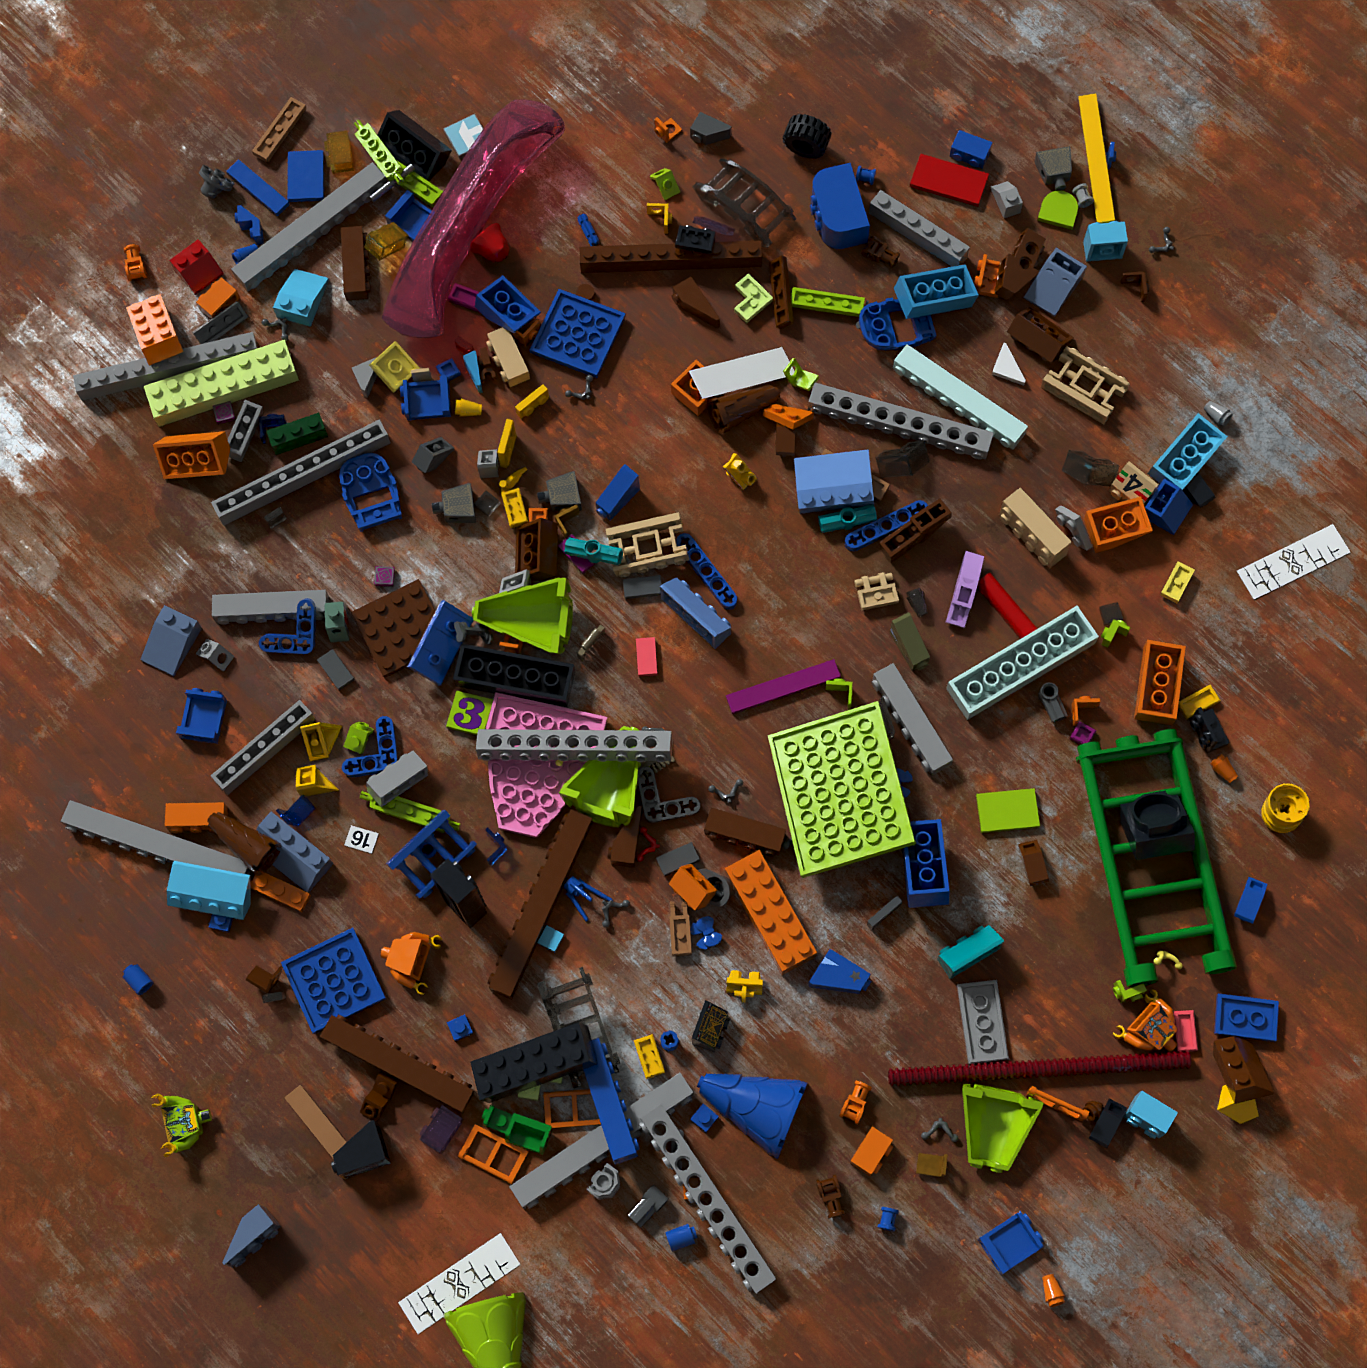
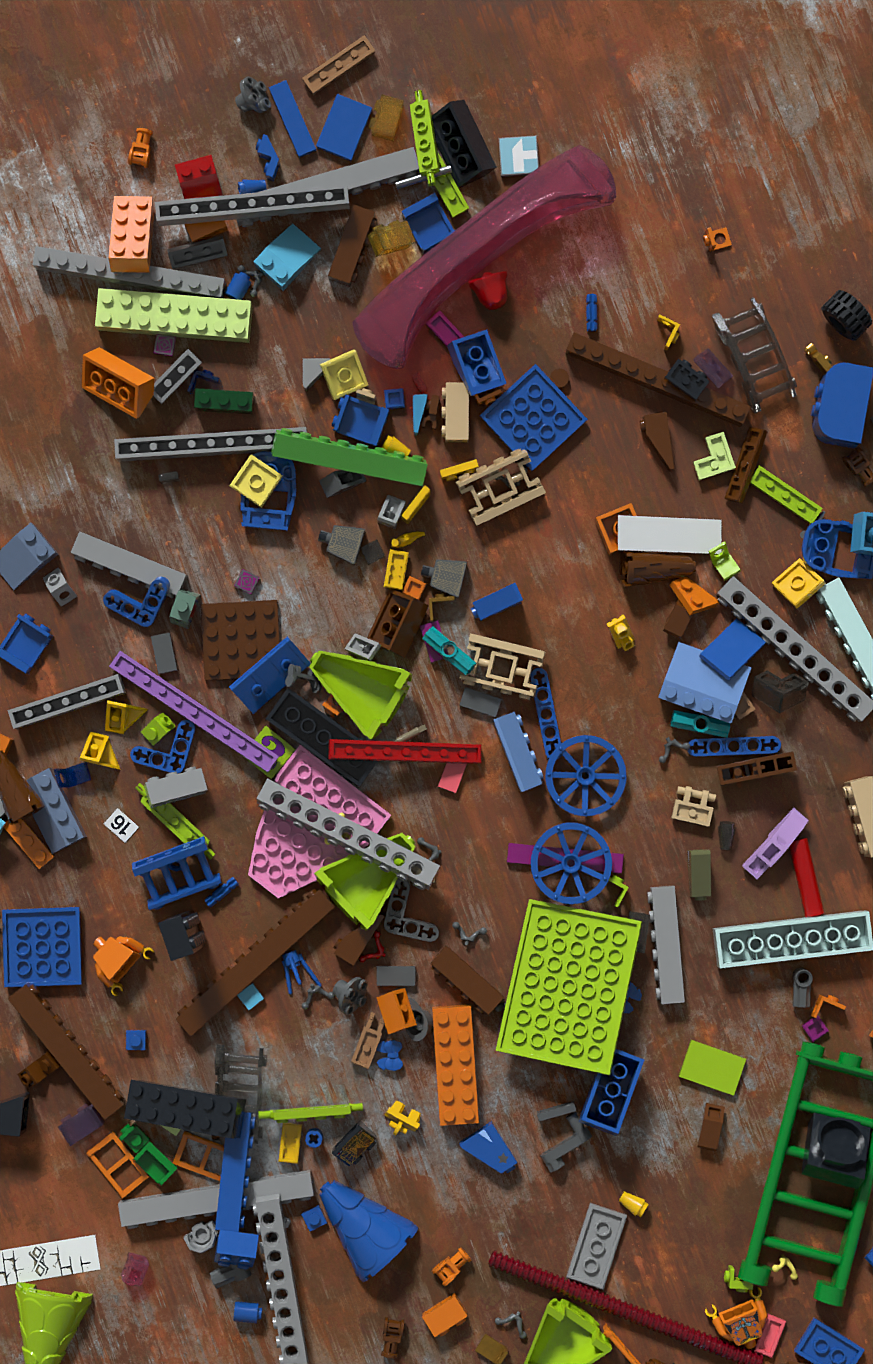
camera: 20 degrees right, 15 degrees up
(251, 260) = (252, 205): none -> light grey brick
(268, 334) = (238, 286): none -> blue brick
(354, 484) = (256, 481): none -> light yellow tile
(386, 705) = (194, 711): none -> medium lavender plate
(428, 428) = (349, 457): none -> bright green brick
(481, 856) = (221, 892): none -> blue axle
(498, 839) = (242, 883): clear blue bracket -> none
(559, 1241) = (136, 1276): none -> clear pink brick
(585, 407) = (505, 499): none -> tan fence
(593, 652) = (404, 751): none -> red tile
(642, 1173) = (236, 1249): none -> blue brick
(643, 891) = (350, 994): none -> dark grey plate
(647, 1021) = (318, 1112): none -> lime plate
(666, 183) = (688, 296): lime bracket -> none
(709, 130) = (756, 259): dark grey slope -> none
(766, 601) = (559, 800): none -> blue wheel
(790, 679) = (577, 866): none -> blue wheel
(802, 184) = (822, 362): none -> pearl gold plate
(829, 563) = (662, 759): none -> dark grey piece
(844, 442) = (732, 649): none -> blue tile
(874, 365) = (798, 583): none -> yellow tile
(901, 957) = (581, 1134): none -> dark grey beam
(969, 950) = (615, 1181): teal slope -> none
(998, 965) = (633, 1203): none -> yellow cone

